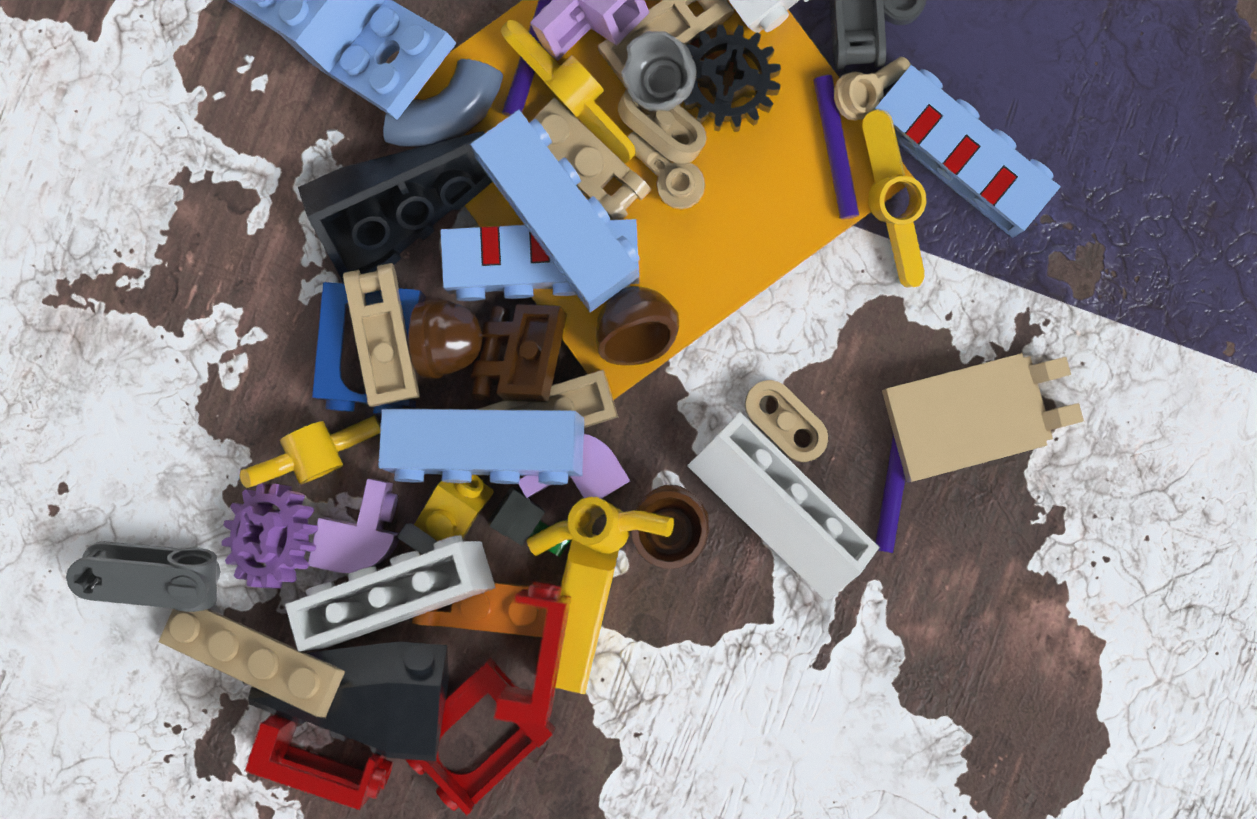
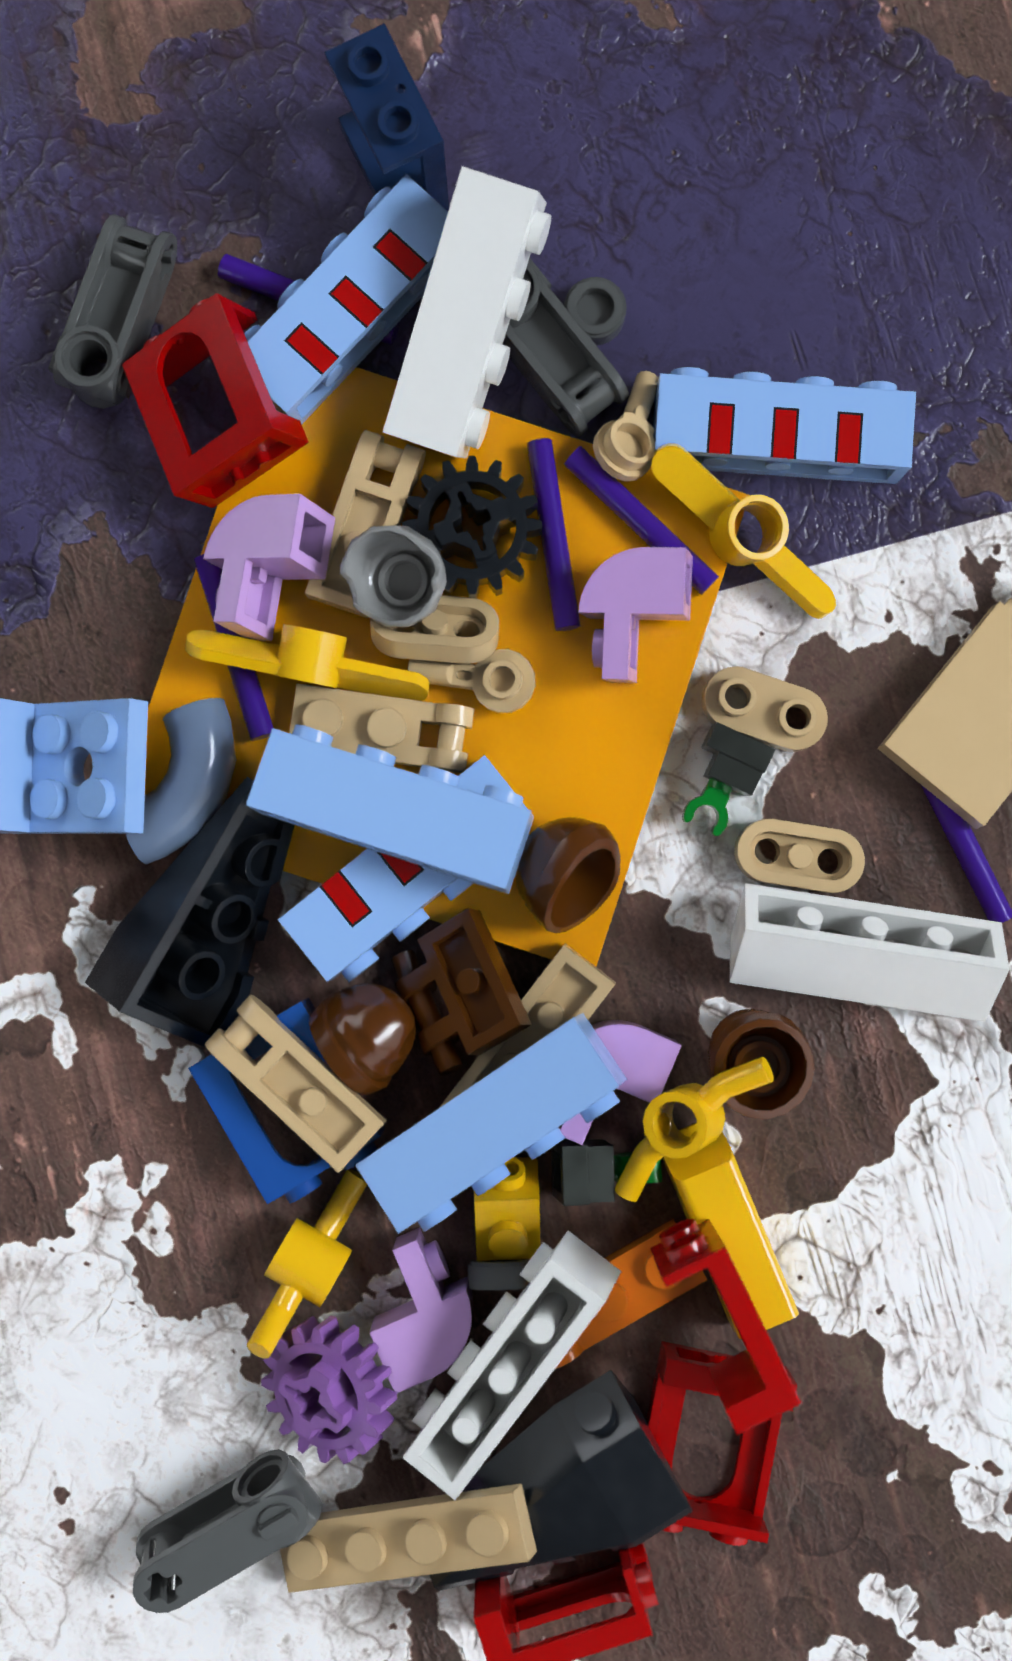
camera: 35 degrees left, 0 degrees up
(776, 118) = (553, 535): none -> dark purple bar
(785, 338) = (734, 766): none -> pearl dark grey piece
(797, 183) = (632, 588): none -> lavender brick
(828, 318) = (765, 709): none -> tan plate

